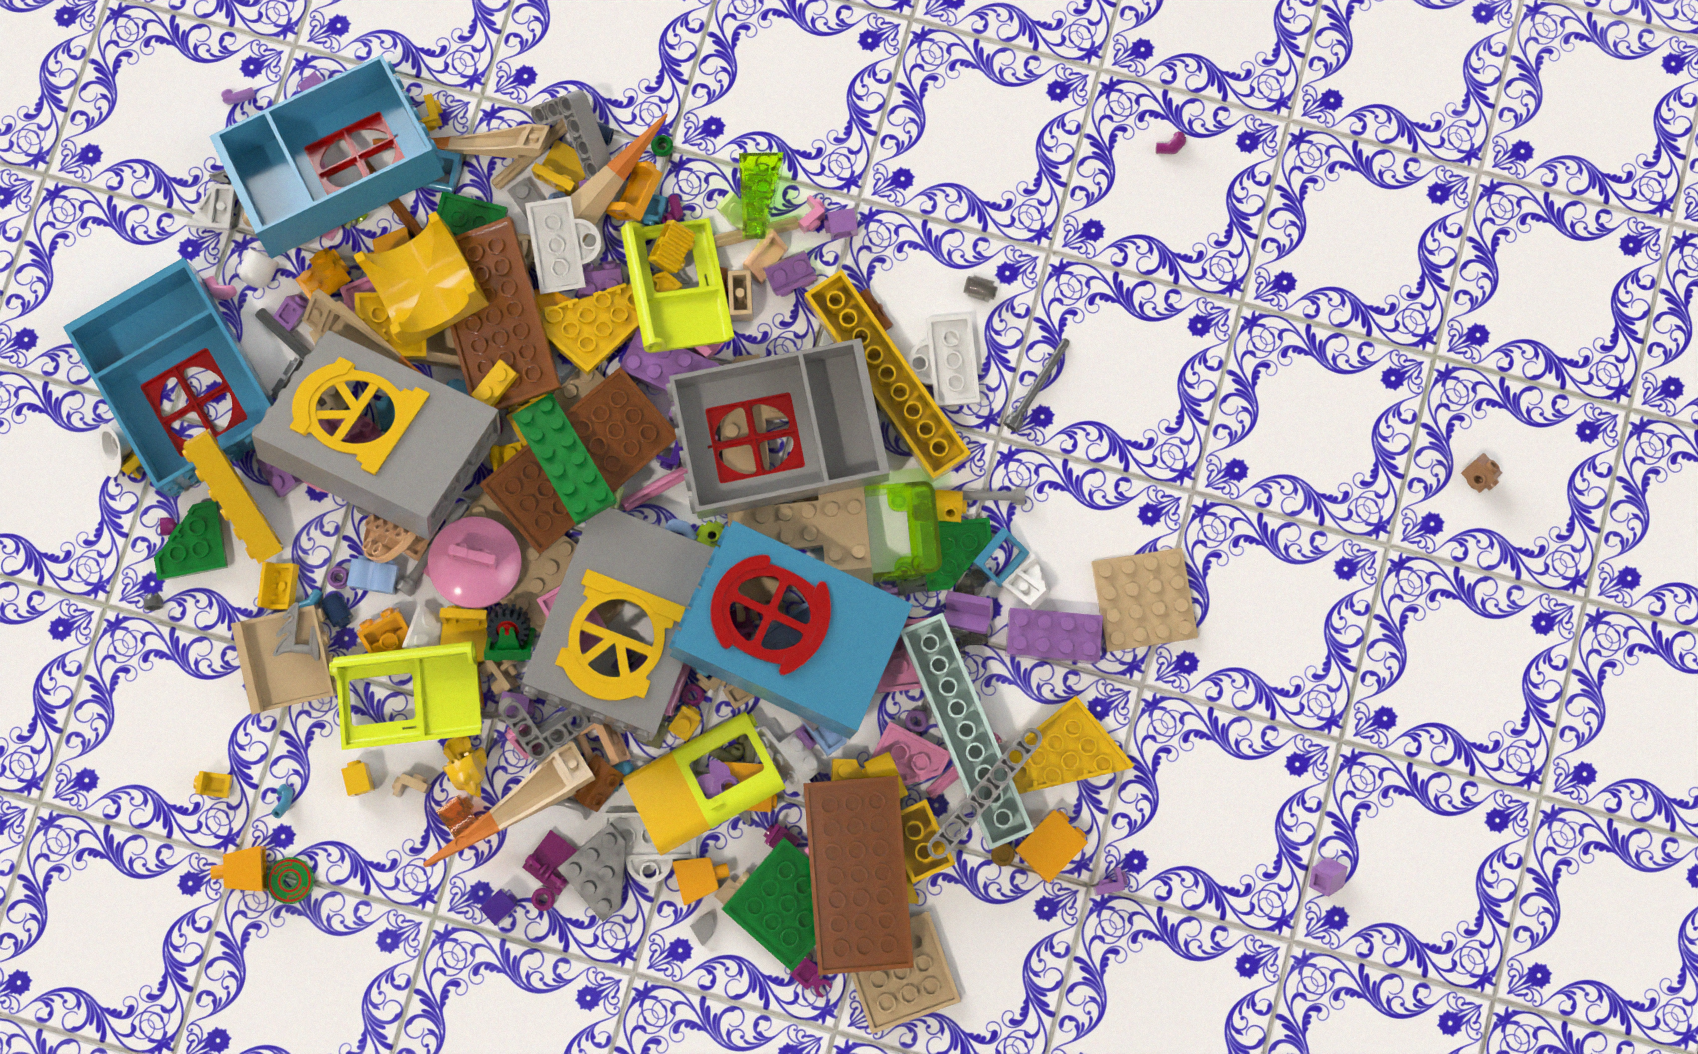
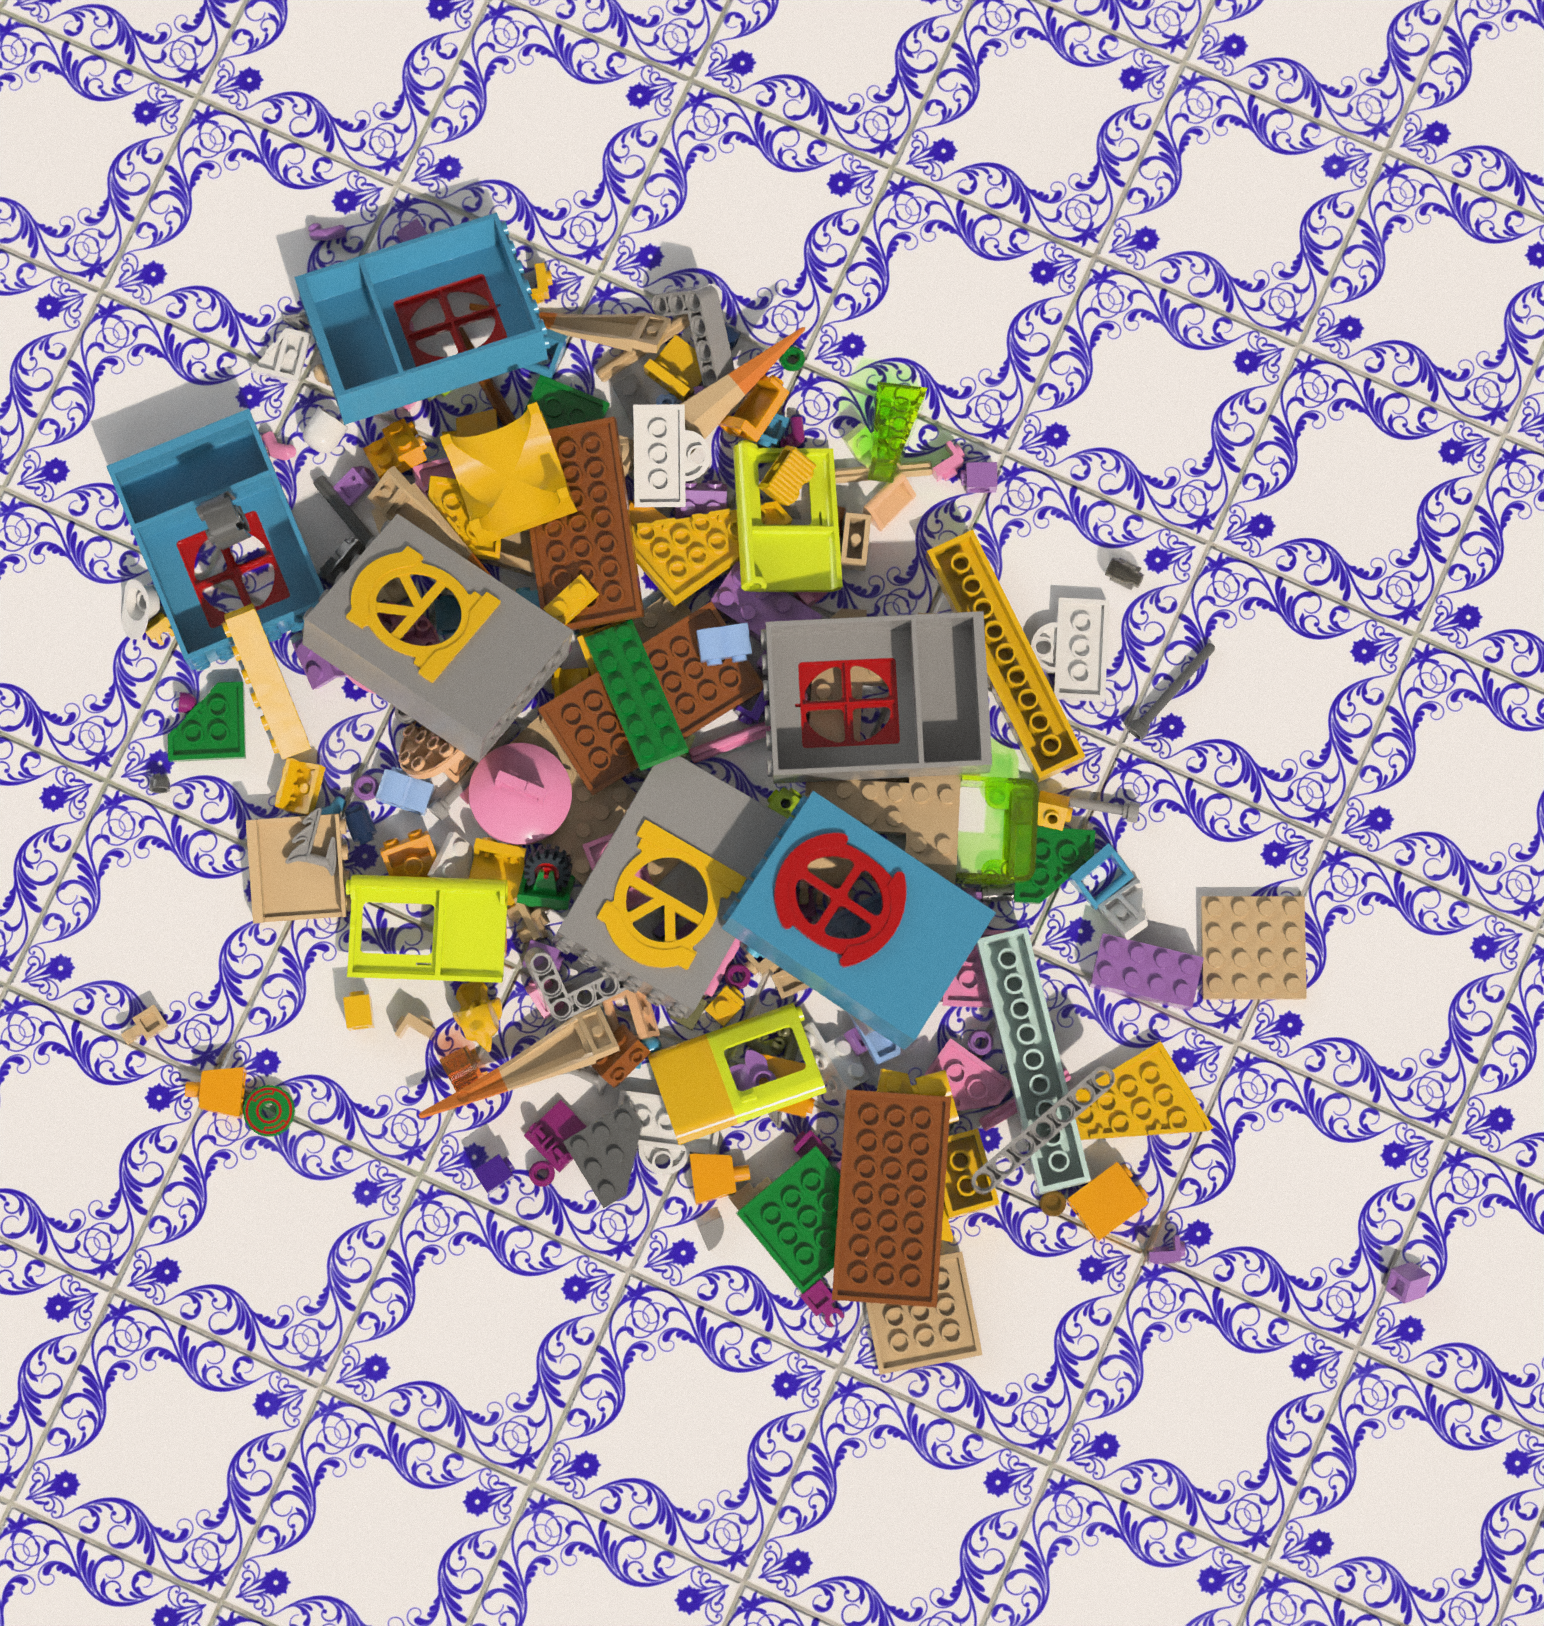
camera: 10 degrees right, 0 degrees up
(169, 819) = (148, 1024): none -> tan plate
(171, 358) = (225, 520): none -> dark grey brick
(213, 784) = (199, 993): yellow bracket -> none
(285, 802) = (275, 1025): dark azure arm -> none
(636, 401) = (724, 643): none -> light blue brick
(681, 526) = (752, 789): light blue arm -> none
(790, 274) = (914, 525): medium lavender bracket -> none
(876, 309) = (1004, 579): dark orange pin -> none
(968, 612) = (1055, 931): medium lavender panel -> none
(969, 640) = (1057, 961): clear smoke bracket -> none
(972, 582) = (1063, 903): clear smoke bracket -> none
(1173, 145) = (1367, 444): magenta arm -> none

